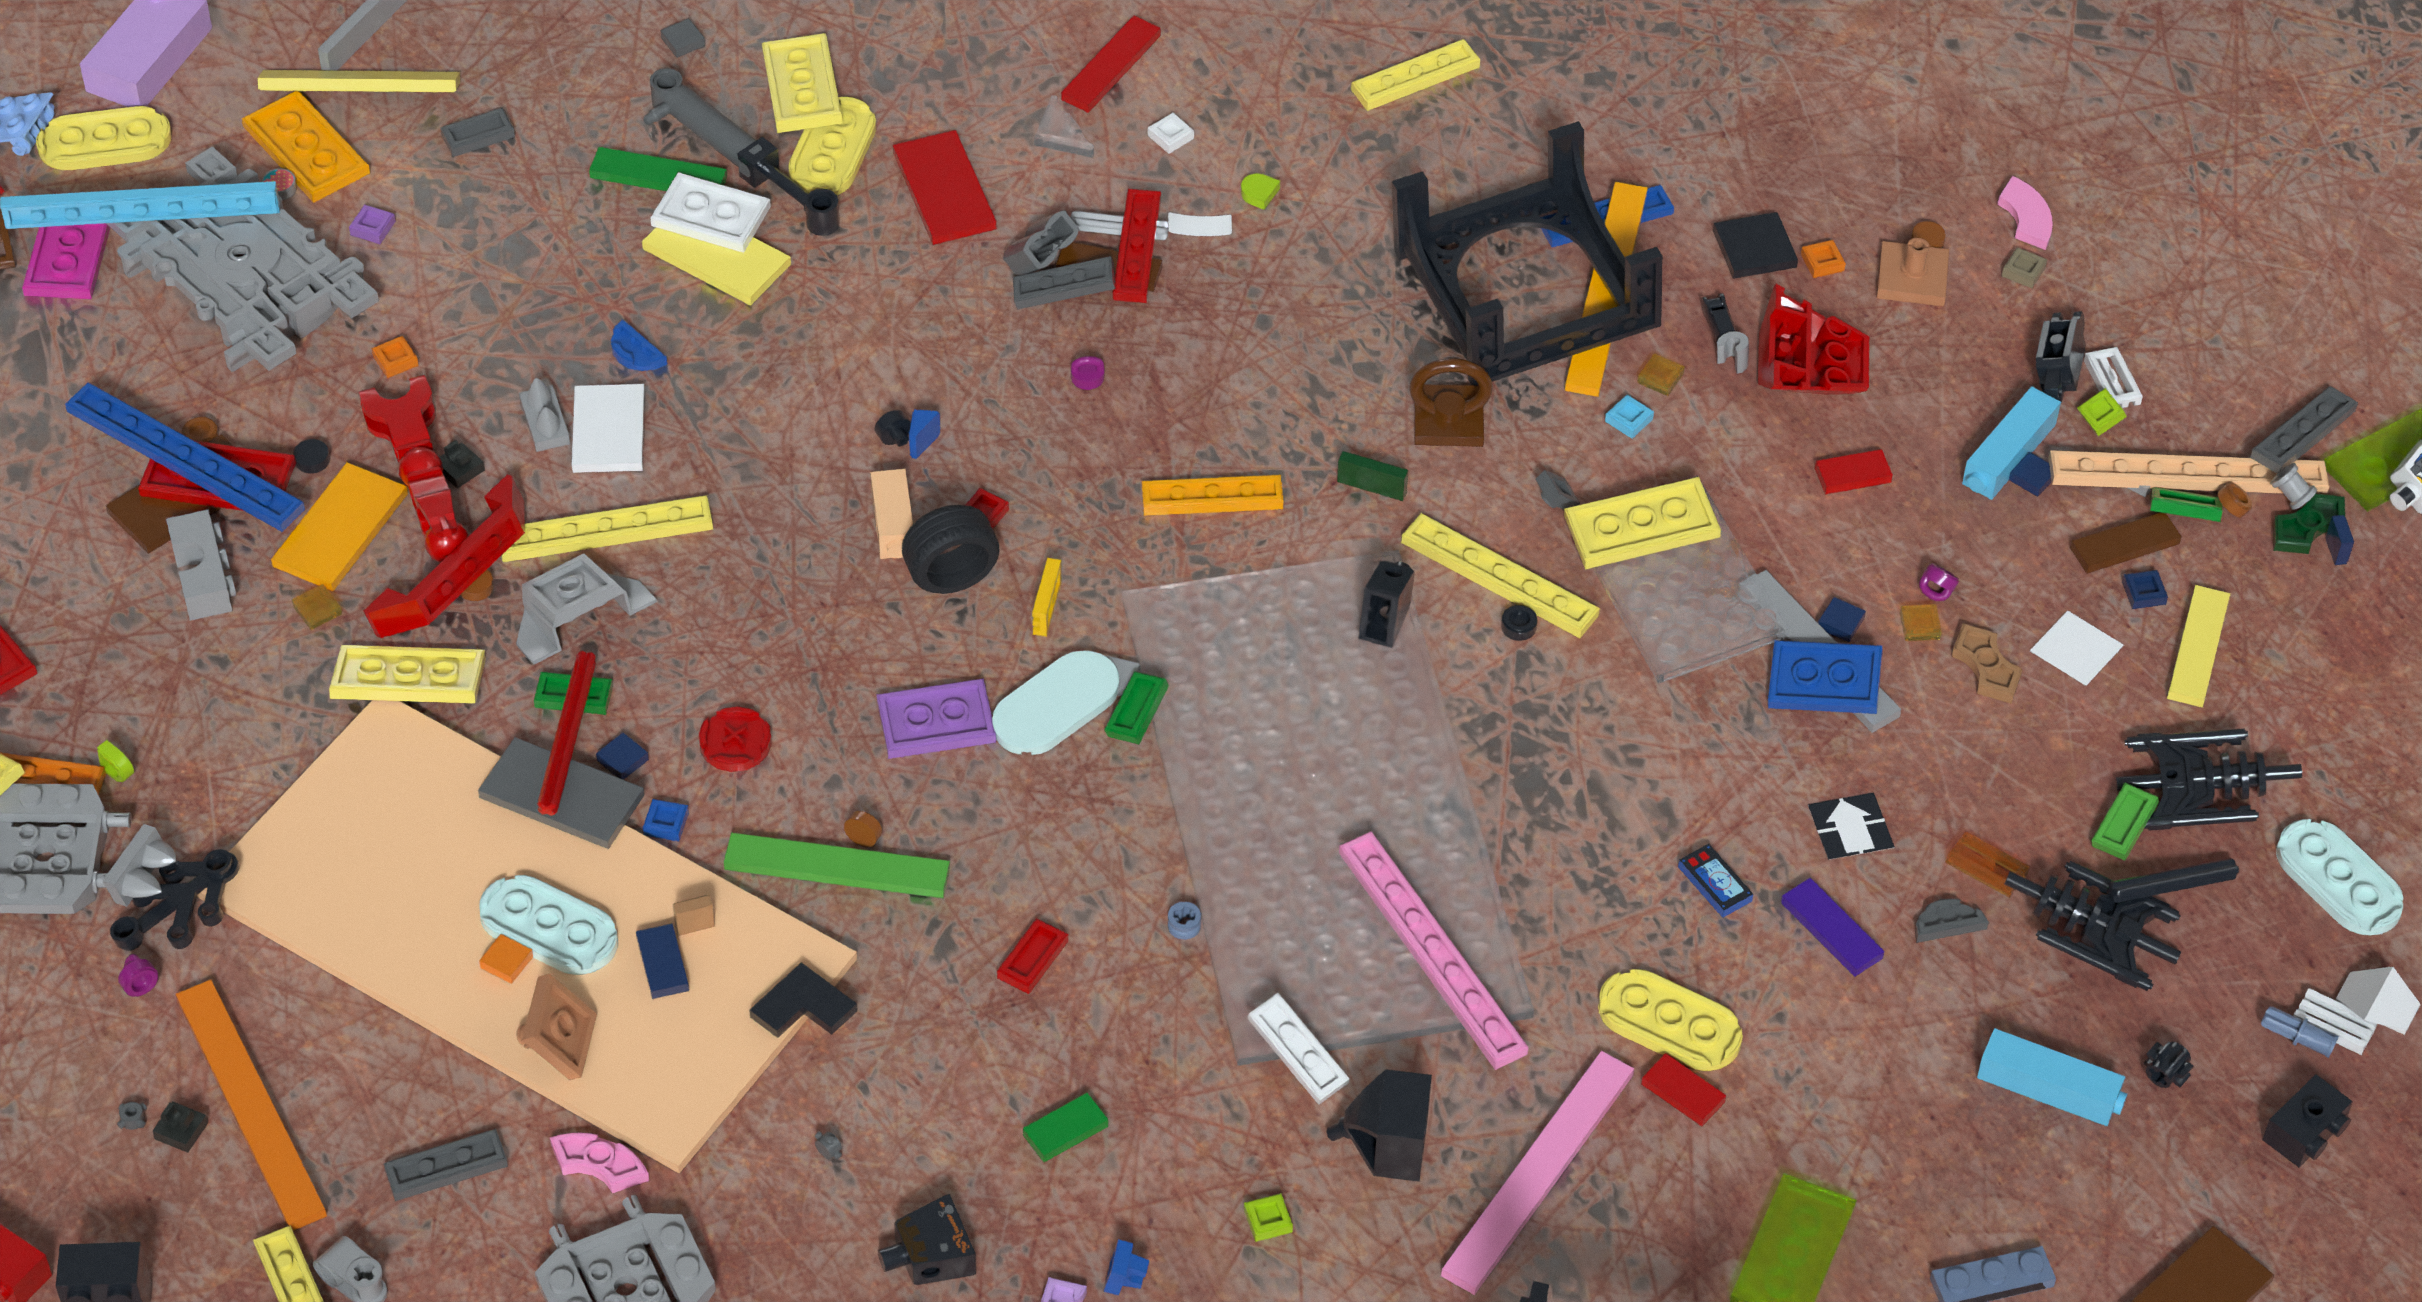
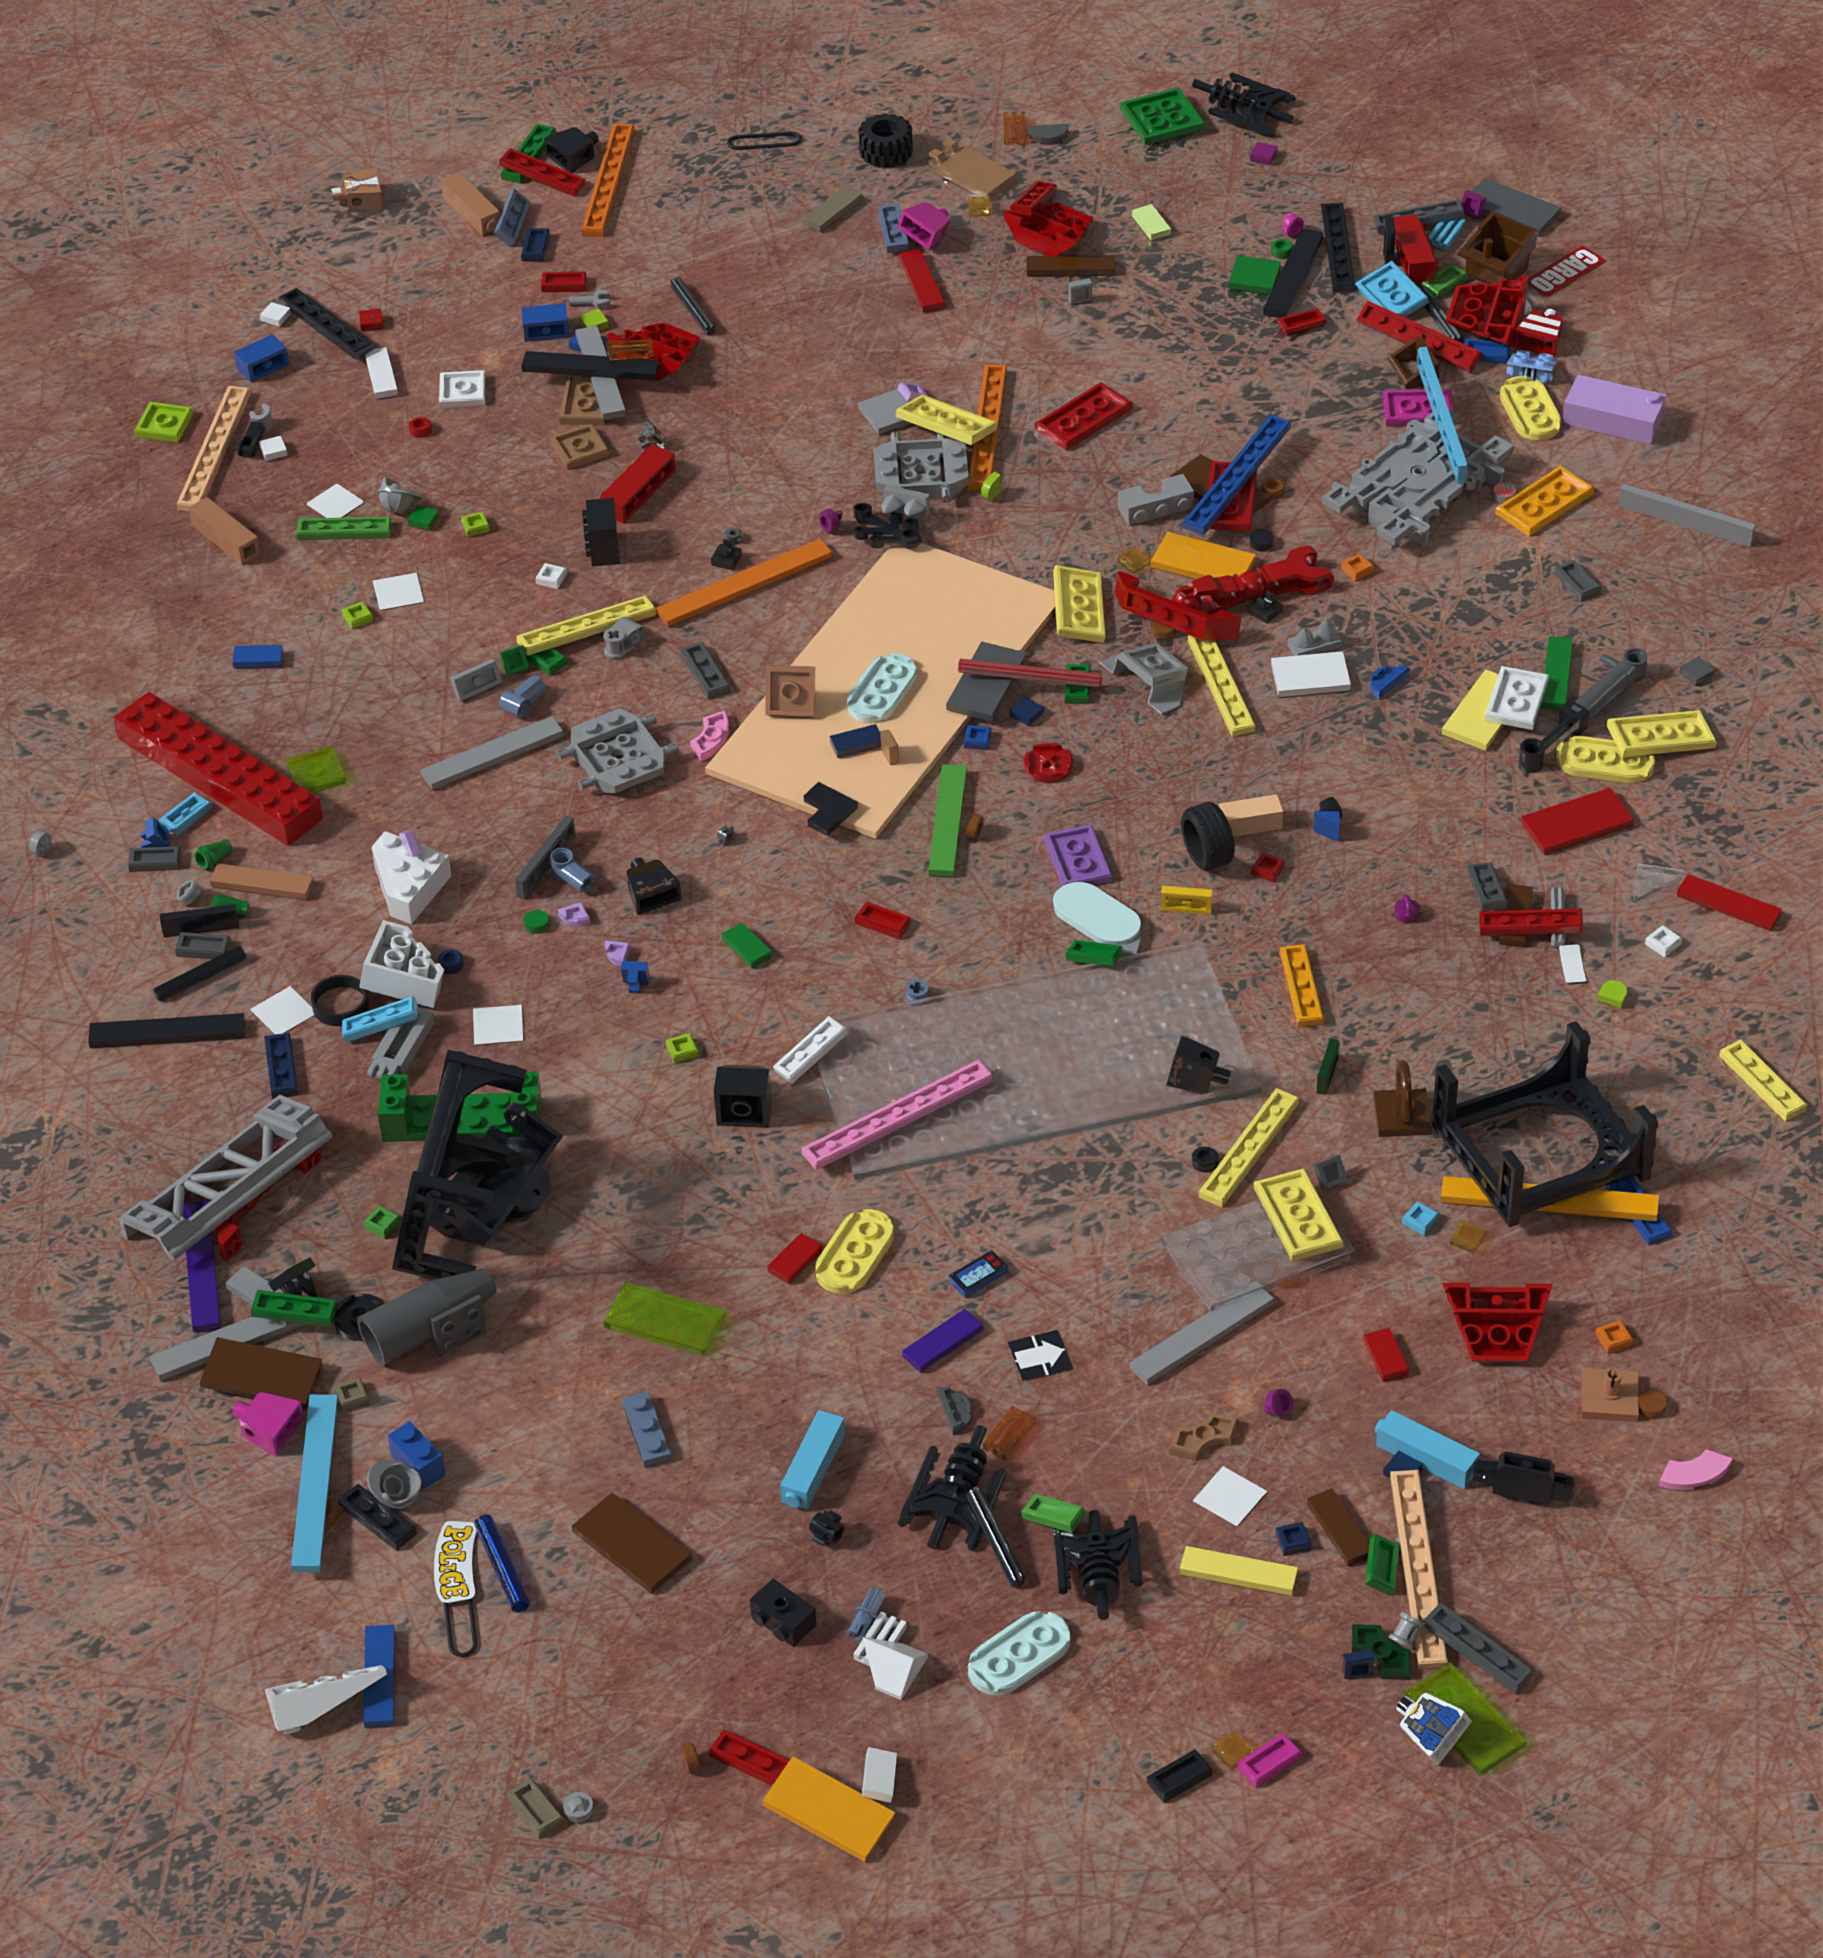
camera: 90 degrees right, 5 degrees down
(358, 81) = (1609, 515): light yellow tile -> none
(372, 224) = (1477, 541): medium lavender tile -> none
(506, 958) = (851, 671): orange tile -> none
(1041, 243) = (1518, 867): dark grey brick -> none
(1537, 1173) = (724, 1183): bright pink tile -> none
(1727, 338) = (1518, 1270): piece -> none
(1755, 245) = (1619, 1292): black tile -> none
(1825, 677) = (1169, 1330): blue tile -> none
(1842, 619) = (1233, 1346): dark blue tile -> none
(1920, 622) = (1238, 1395): clear yellow tile -> none
(2024, 267) = (1632, 1469): dark tan tile -> none
(2100, 370) = (1520, 1528): white tile -> none
(2101, 412) = (1474, 1512): lime tile -> none
(2235, 499) = (1392, 1596): dark orange tile -> none

